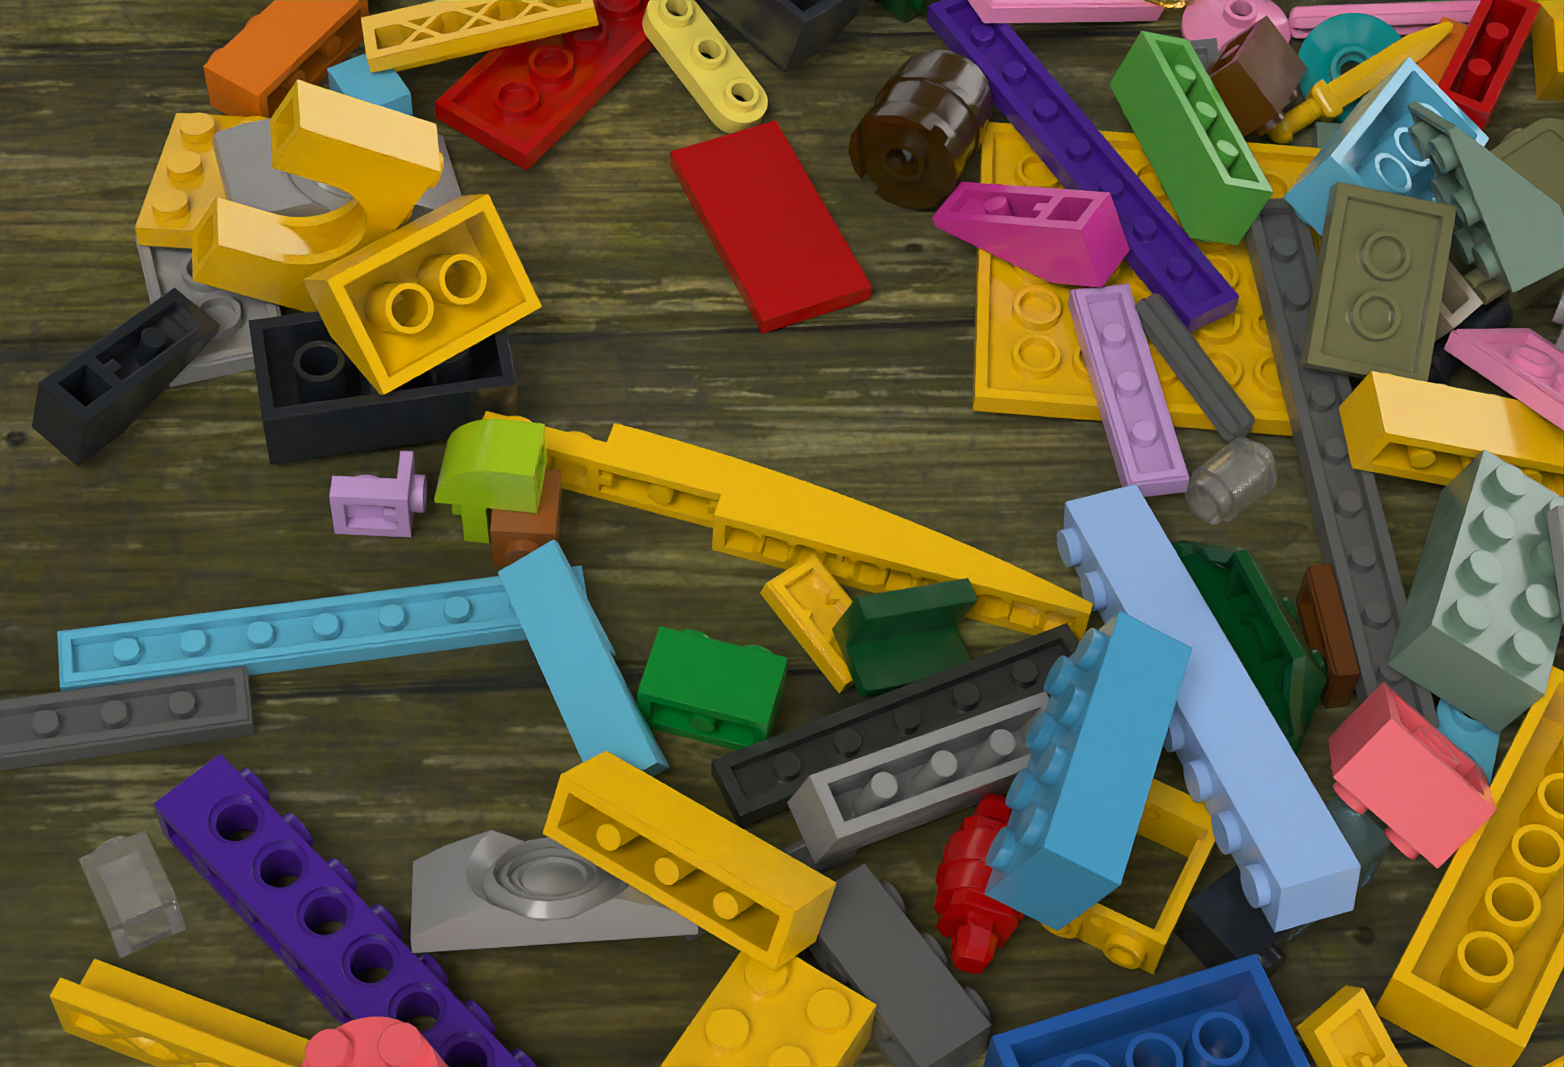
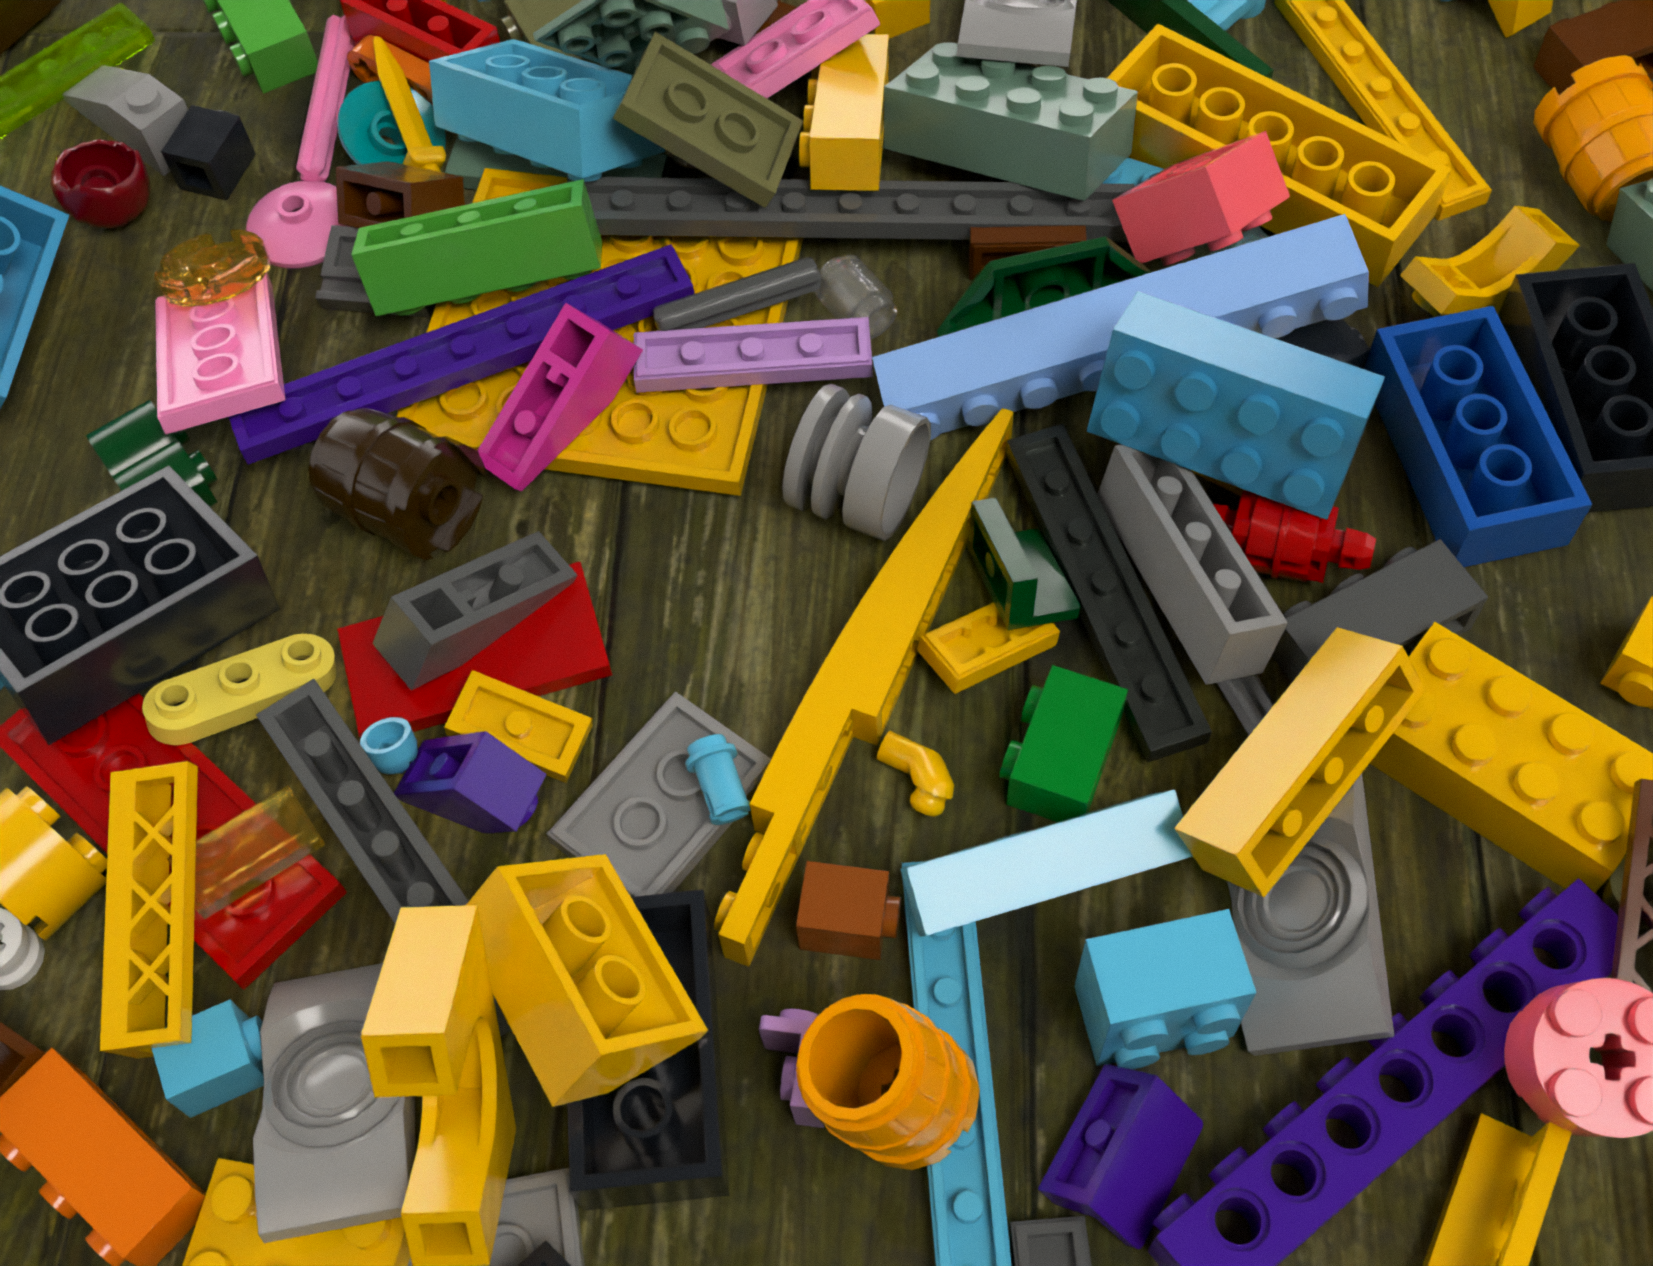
camera: 75 degrees left, 5 degrees up
(308, 754) = (1123, 1153): none -> dark purple panel
(350, 533) = (887, 1081): none -> light orange piece
(446, 753) = (1163, 989): none -> medium azure brick
(491, 468) = (814, 922): lime brick -> none
(545, 86) = (251, 850): none -> clear yellow tile
(586, 154) = (360, 806): none -> dark grey brick
(626, 235) = (472, 782): none -> dark purple slope
(627, 374) = (650, 807): none -> light grey tile
(645, 403) = (718, 778): none -> medium azure pin
(659, 170) = (390, 745): none -> medium azure hinge
(678, 581) = (926, 771): none -> yellow arm
(688, 259) = (526, 723): none -> yellow plate
(797, 199) = (468, 608): none -> dark grey slope
(1002, 477) = (856, 461): none -> light grey wheel

